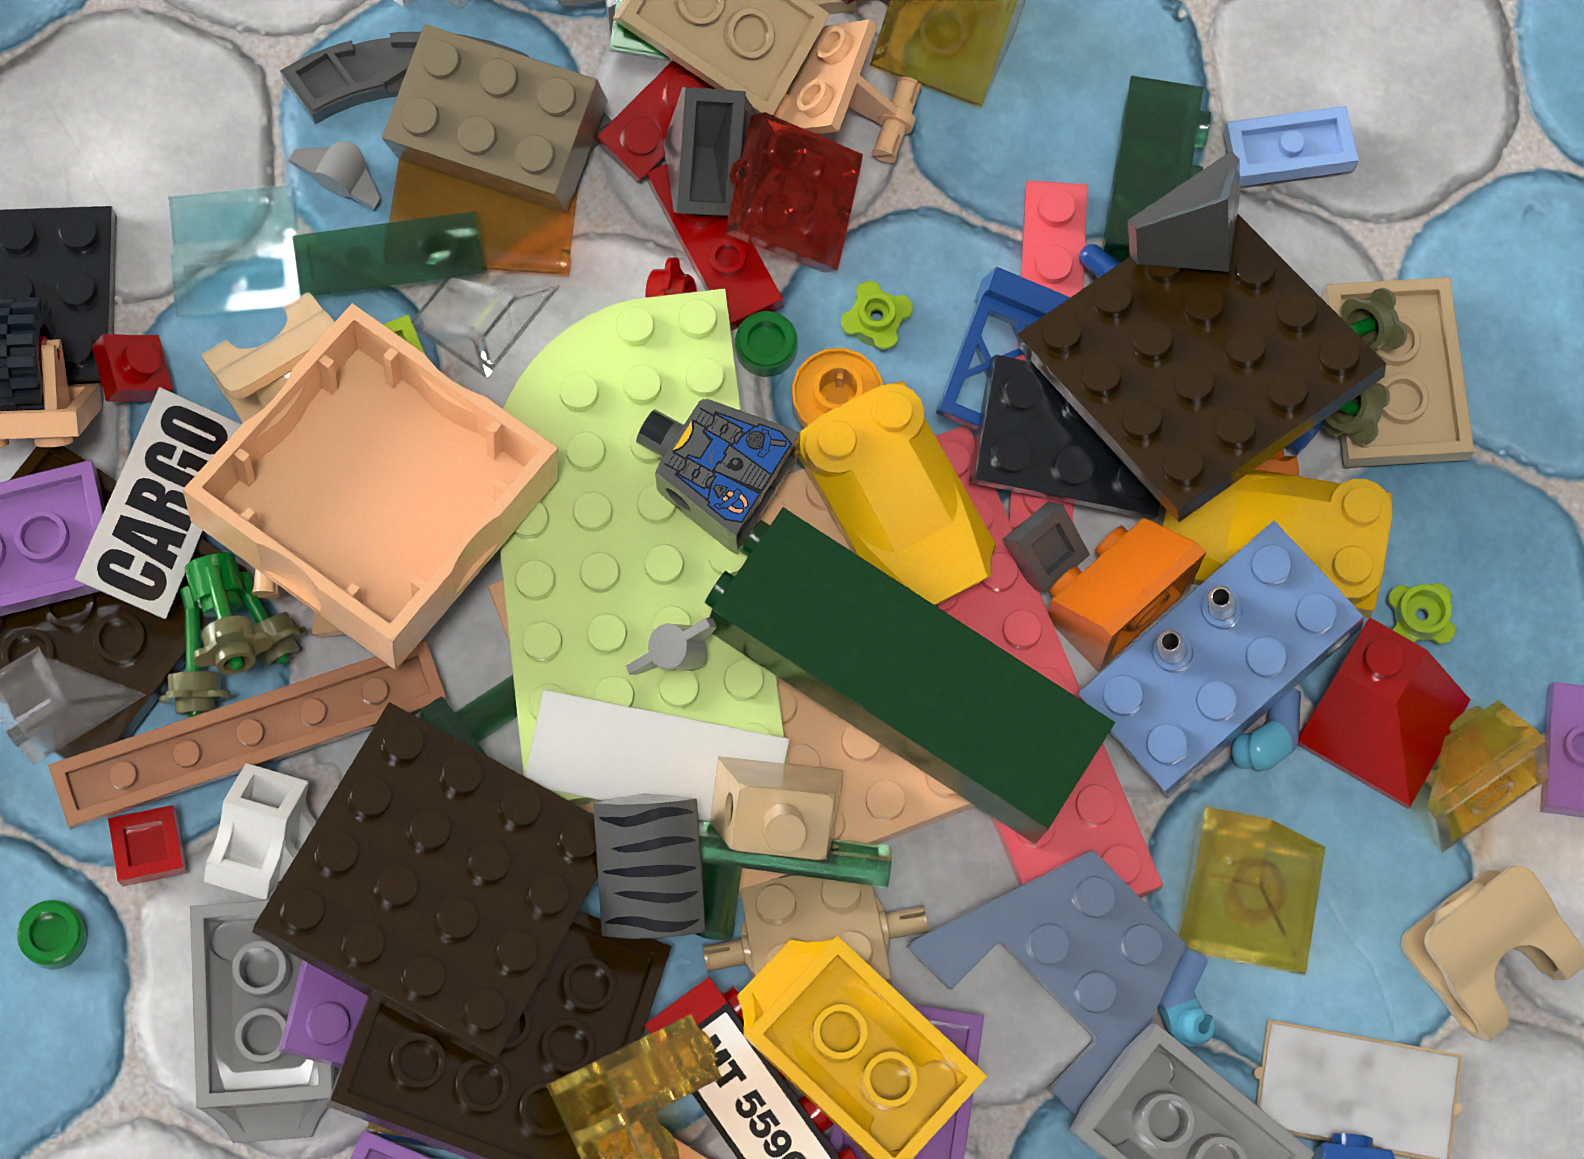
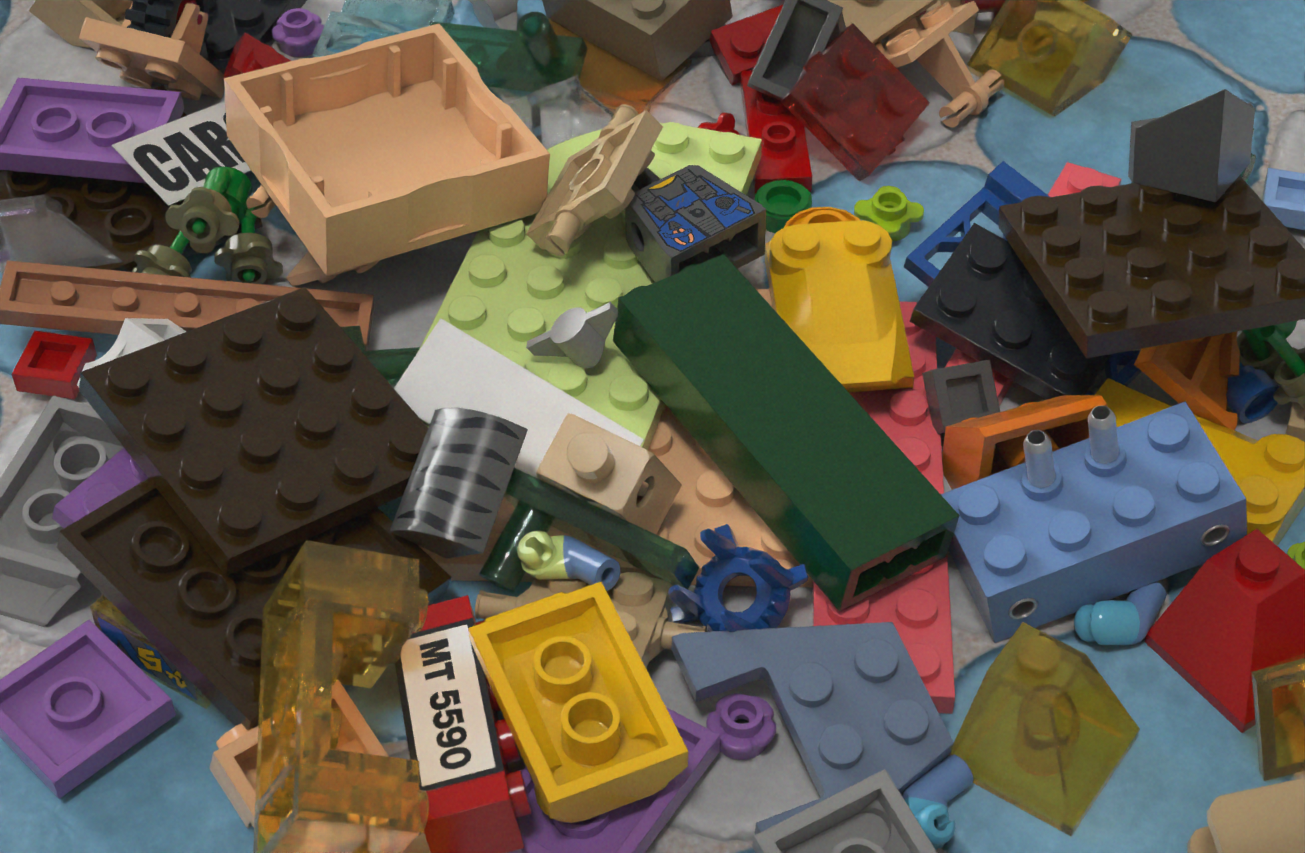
camera: 25 degrees right, 25 degrees down
(146, 300) = (298, 32): none -> medium lavender plate
(610, 452) = (596, 180): none -> tan plate
(775, 894) = (566, 559): none -> arm
(937, 825) = (730, 561): none -> blue piece
(998, 1003) = (746, 739): none -> medium lavender plate

